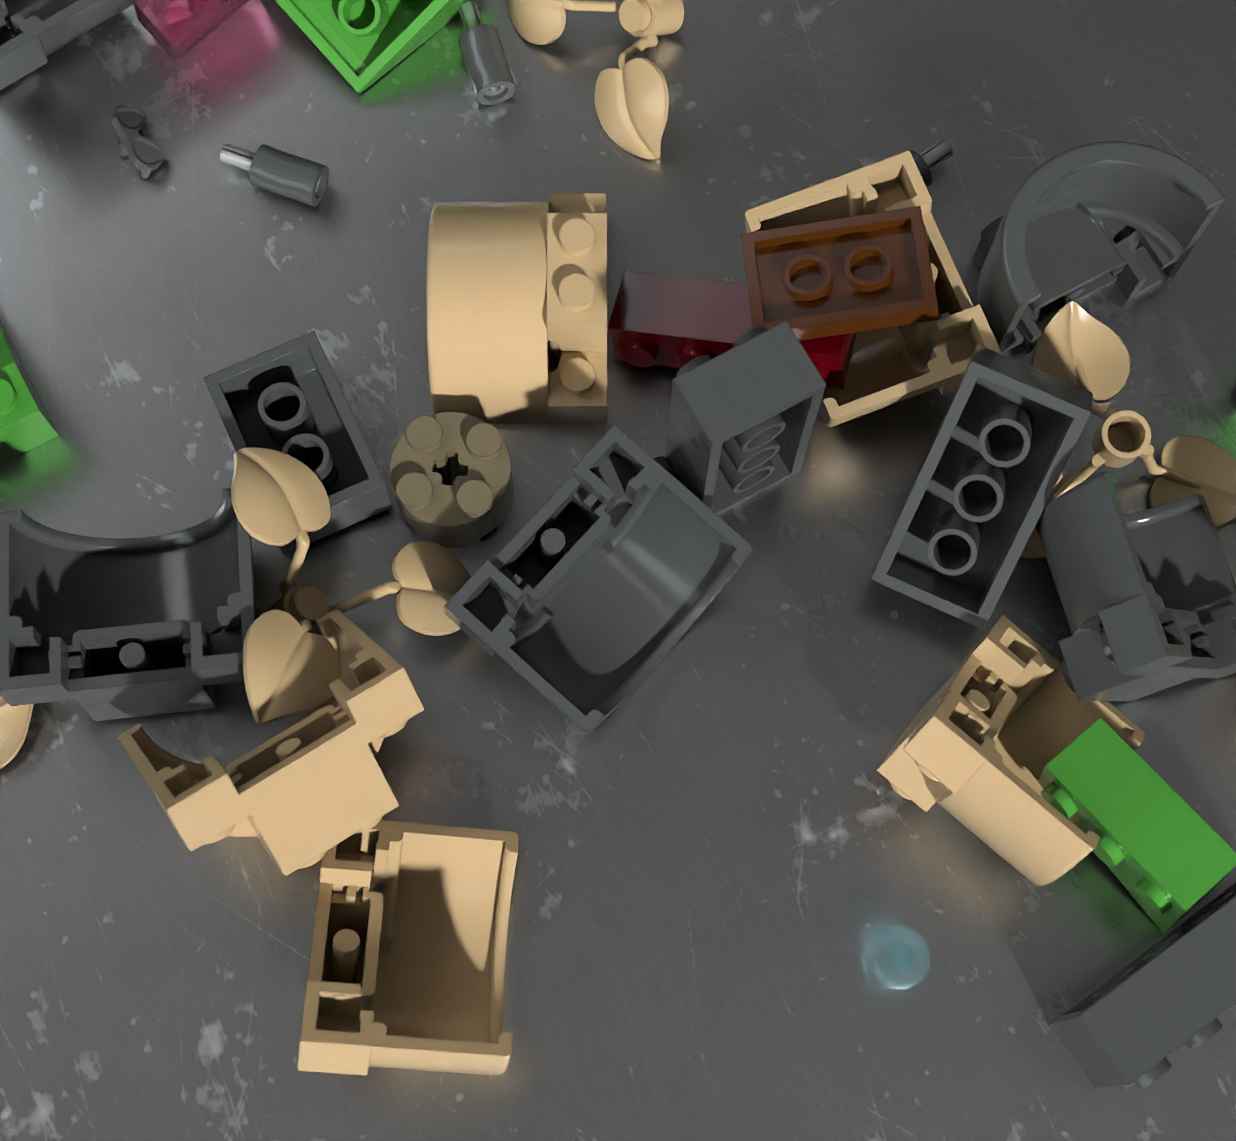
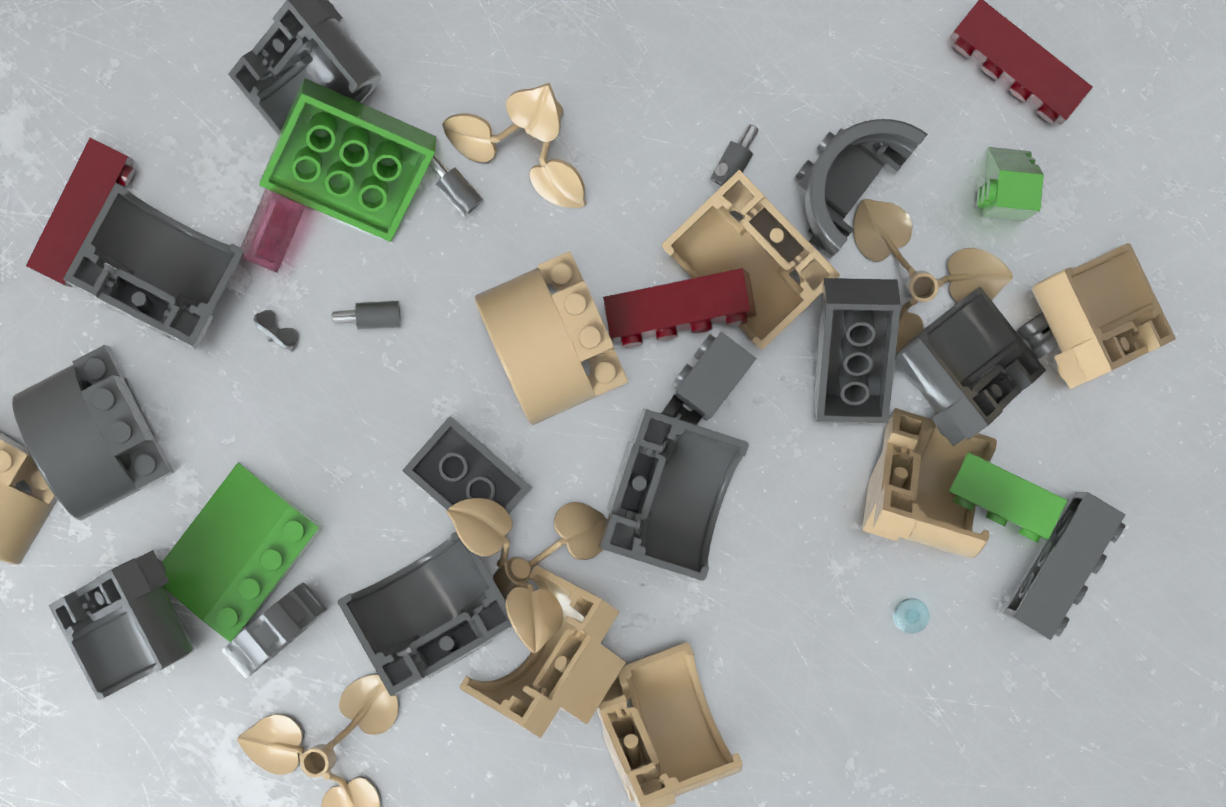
camera: 20 degrees left, 15 degrees up
(447, 447) = (543, 450): dark tan brick -> none
(841, 274) = (730, 264): reddish brown plate -> none

